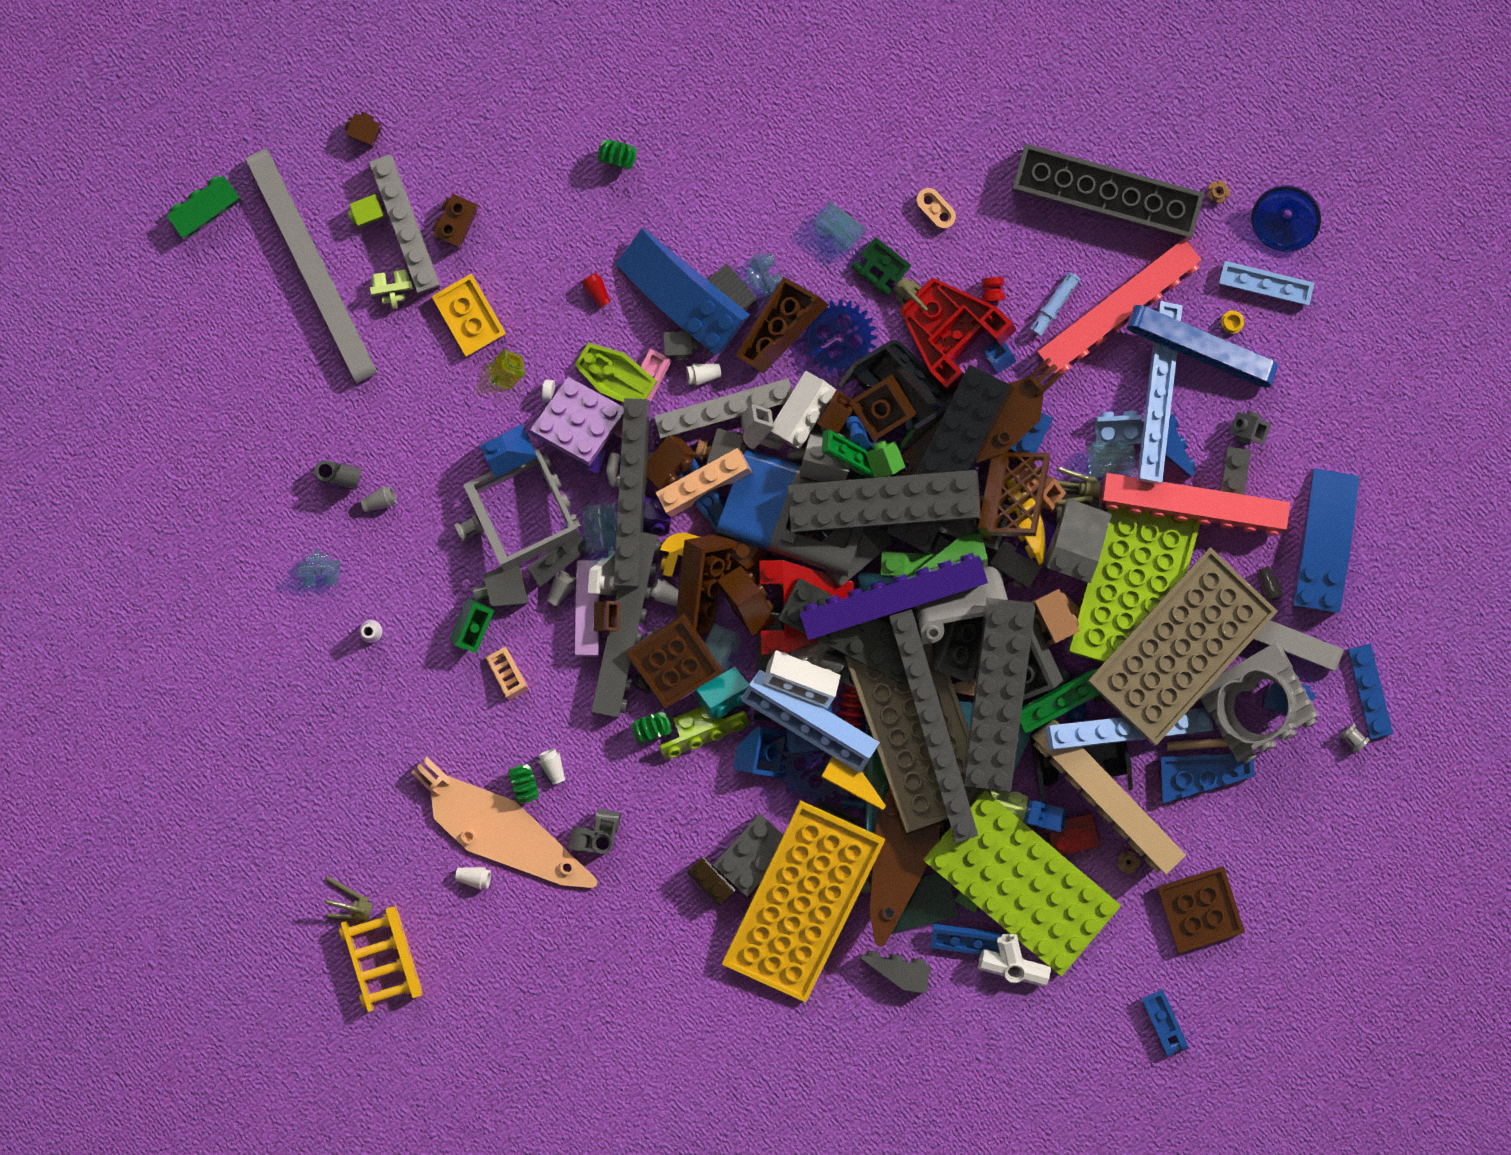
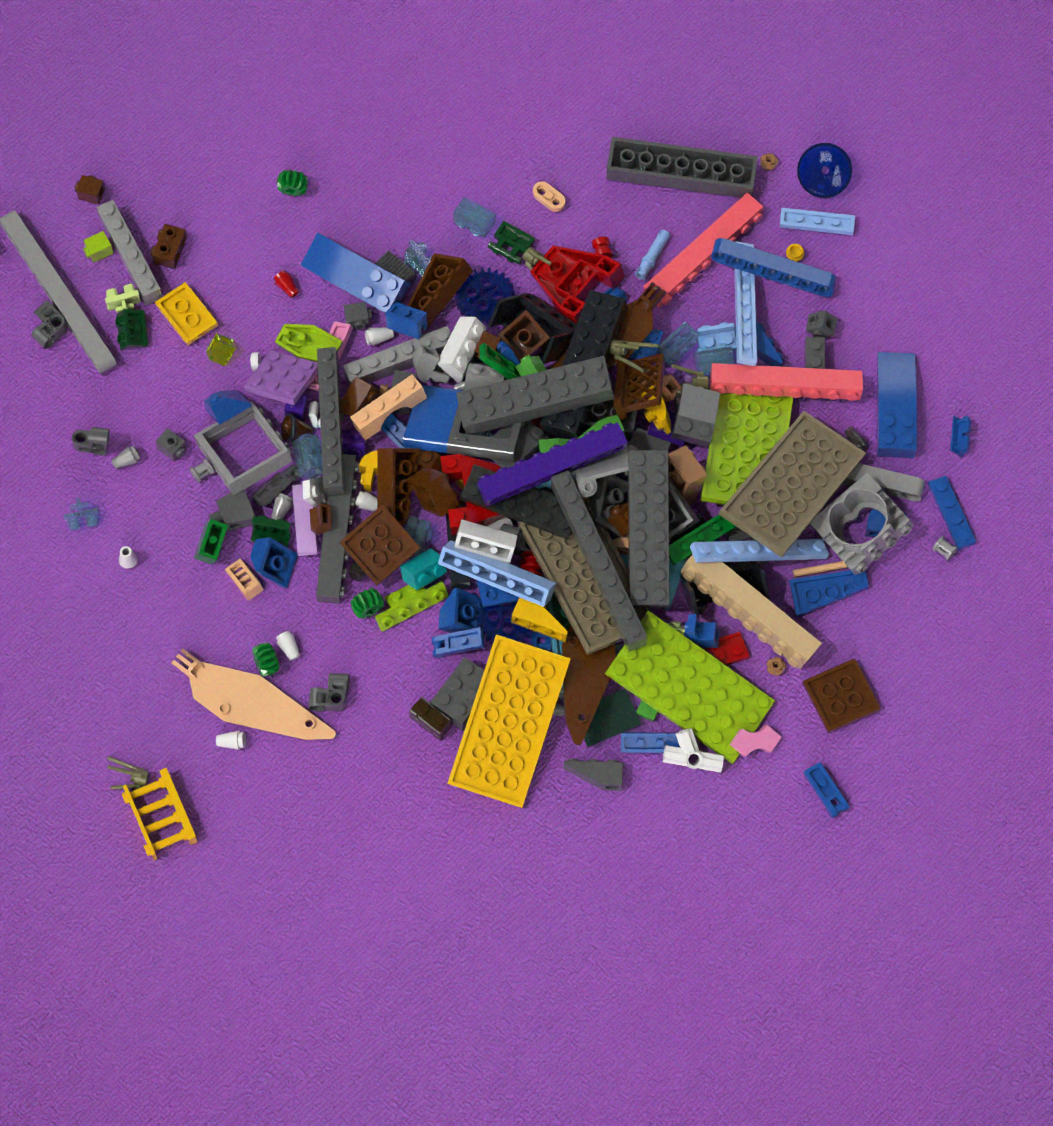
camera: 15 degrees left, 20 degrees down
(294, 321) = (46, 333): none -> dark grey piece
(399, 329) = (131, 329): none -> dark green bracket
(435, 491) = (171, 445): none -> dark grey brick
(543, 658) = (273, 560): none -> blue slope
(545, 622) = (278, 529): none -> dark green bracket
(586, 488) = (293, 428): none -> reddish brown hat
(738, 366) = (406, 320): none -> blue hinge
(755, 789) = (458, 642): none -> plate
(966, 665) = (619, 518): none -> reddish brown brick
(995, 444) = (621, 348): none -> olive plant
(1069, 433) = (678, 343): none -> clear light blue brick
(1080, 956) = (764, 739): none -> bright pink tile
(1398, 584) = (960, 441): none -> blue hinge

